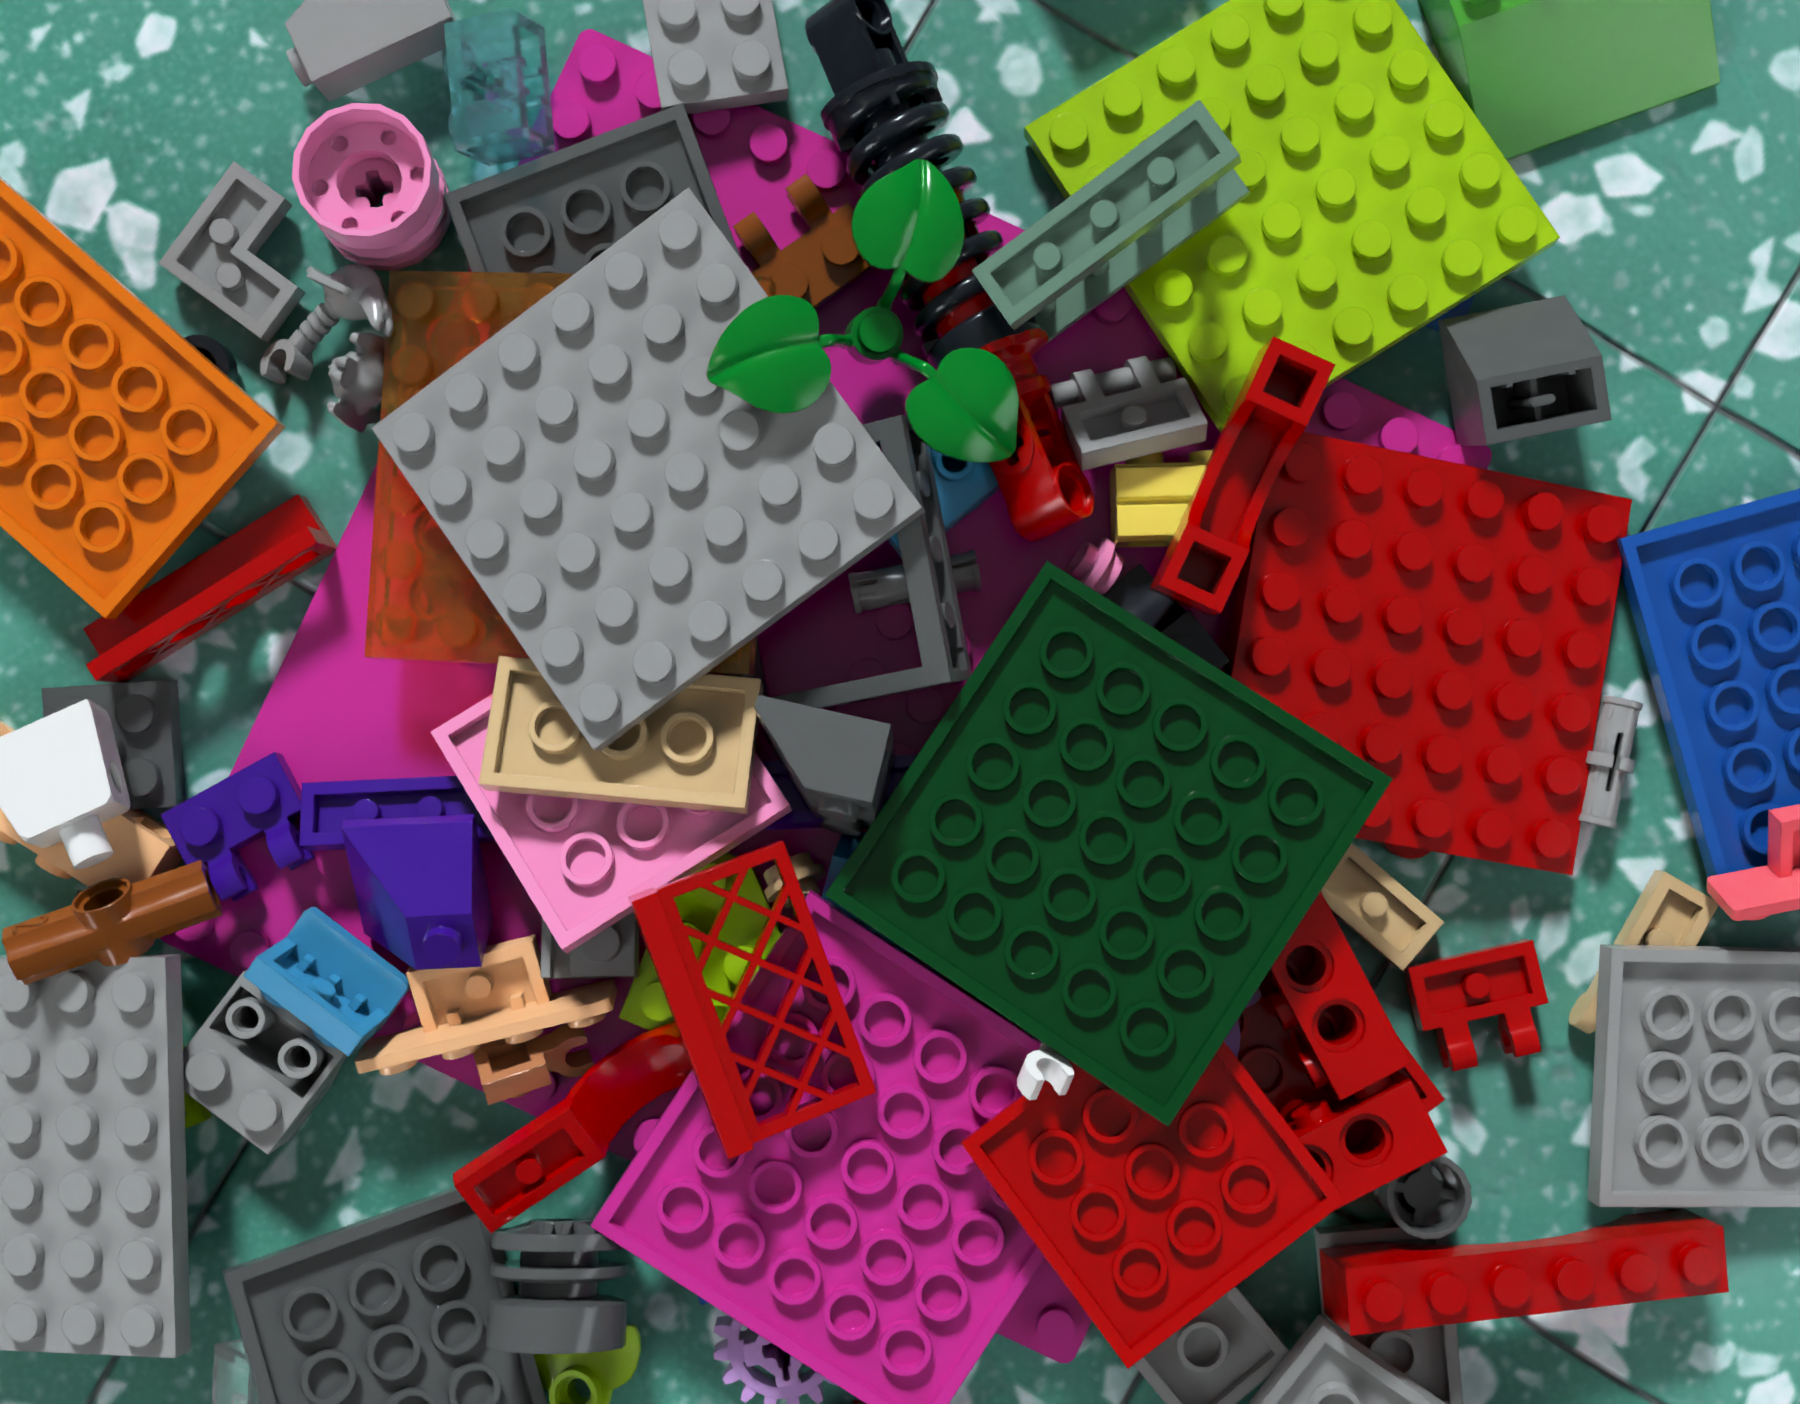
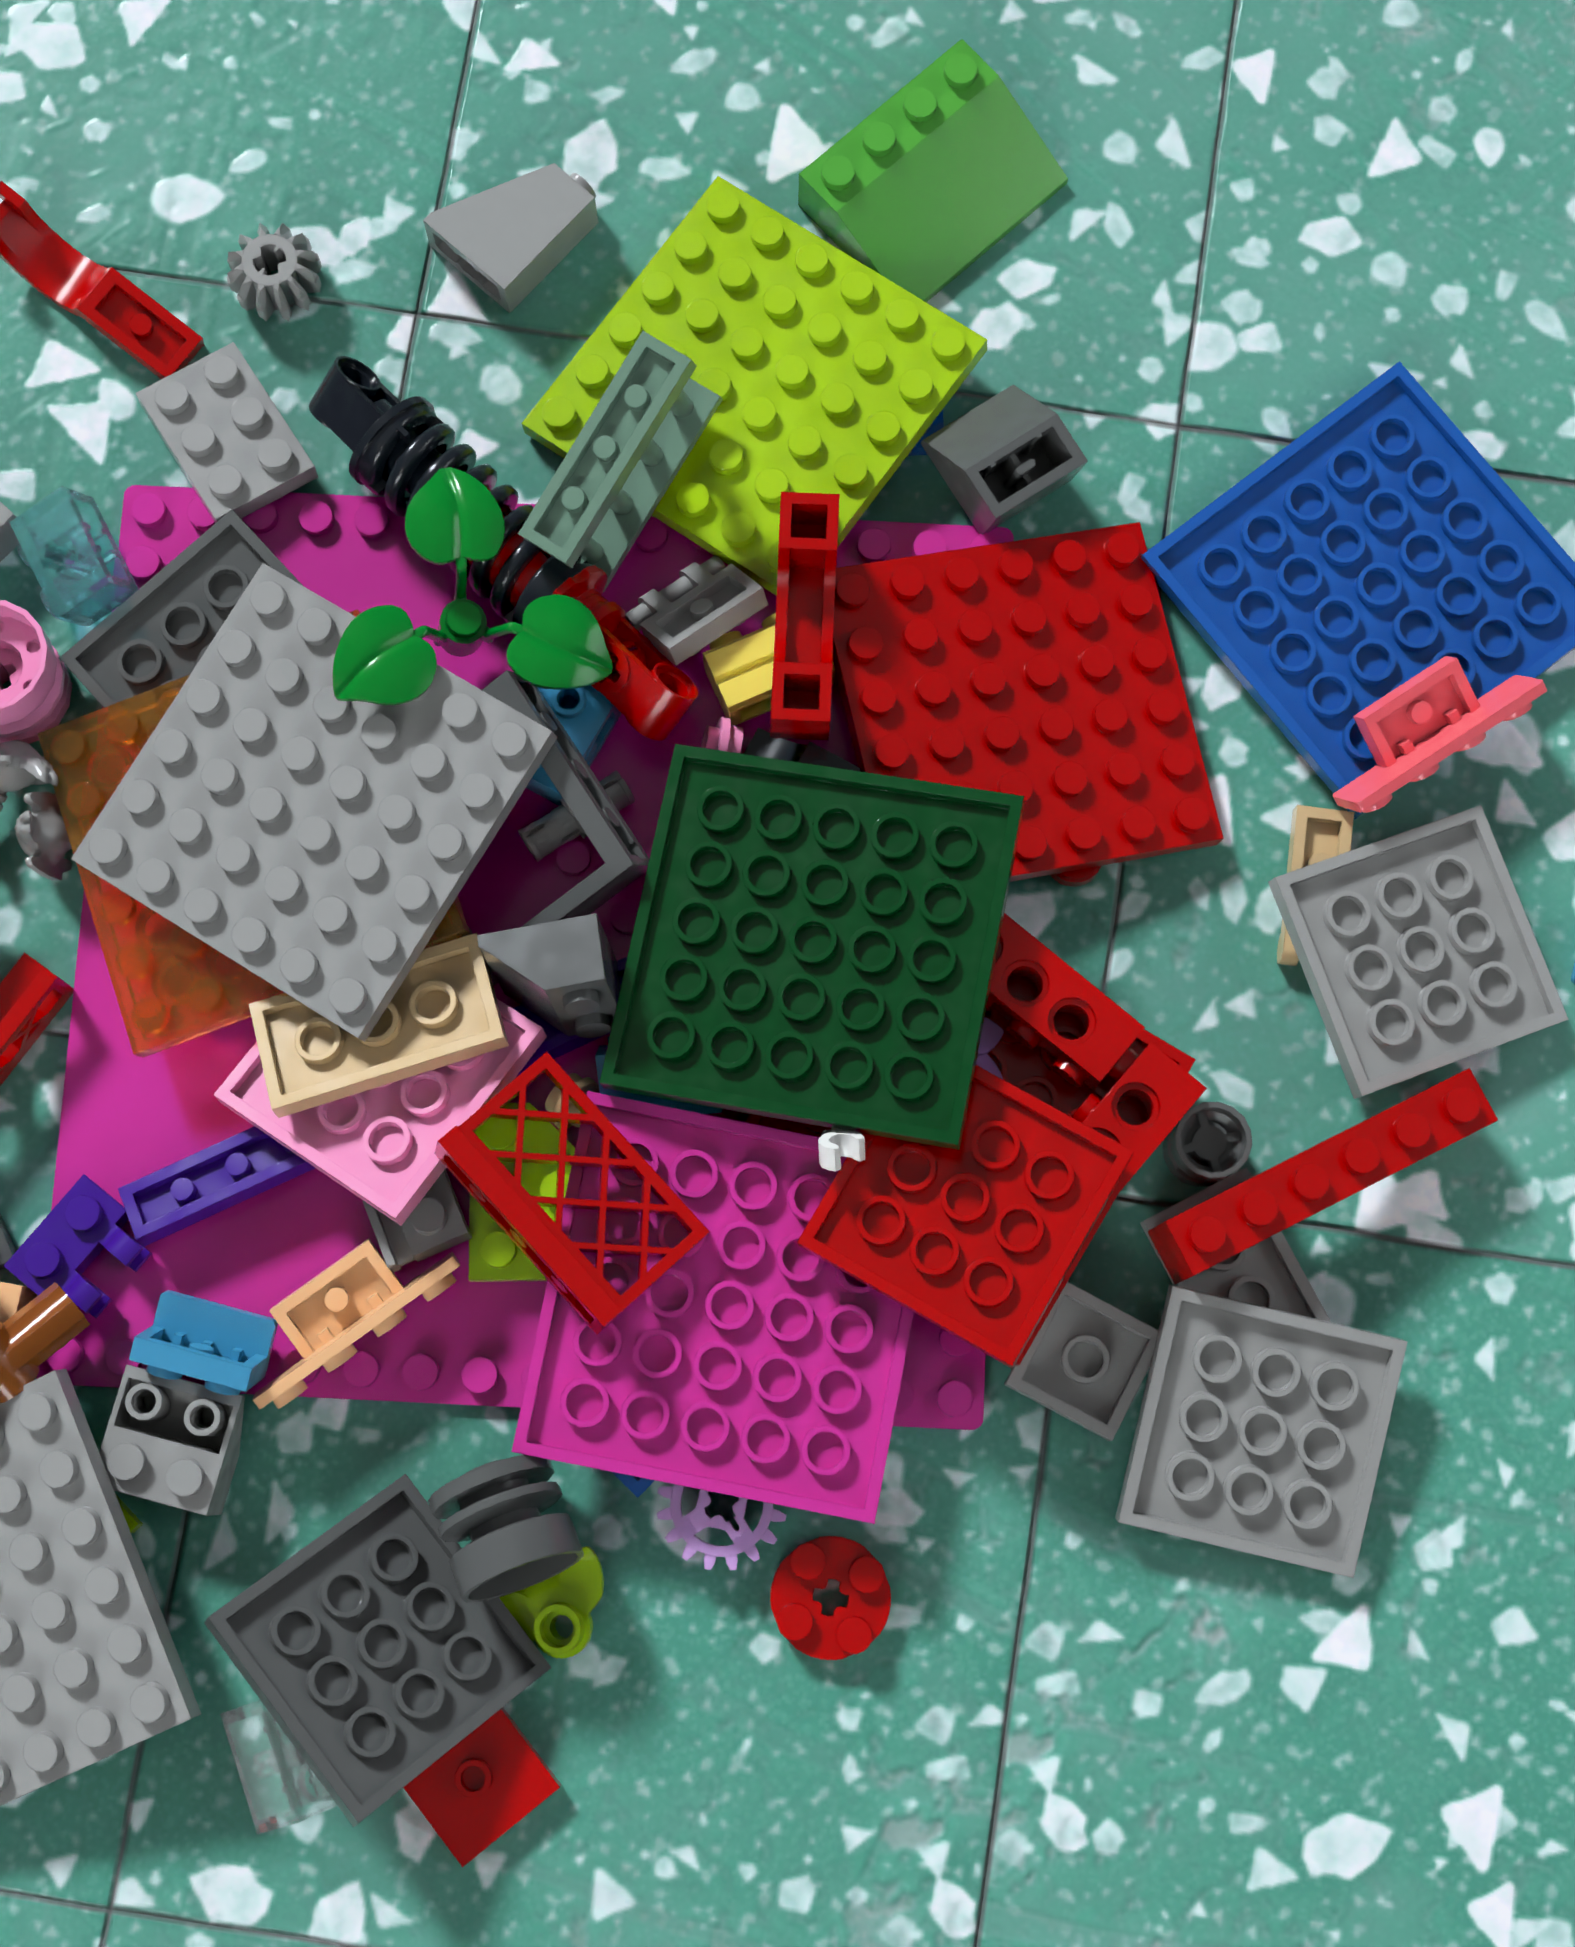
camera: 25 degrees left, 10 degrees down
(421, 888) = (253, 1231): dark purple slope -> none
(522, 1067) = (396, 1353): nougat plate -> none
(574, 1131) = (468, 1381): red piece -> none
(815, 263) = (398, 579): dark orange plate -> none
(1379, 908) = (1074, 928): tan plate -> none
(1474, 986) = (1183, 963): red plate -> none
(1610, 760) = (1213, 735): light grey pin -> none

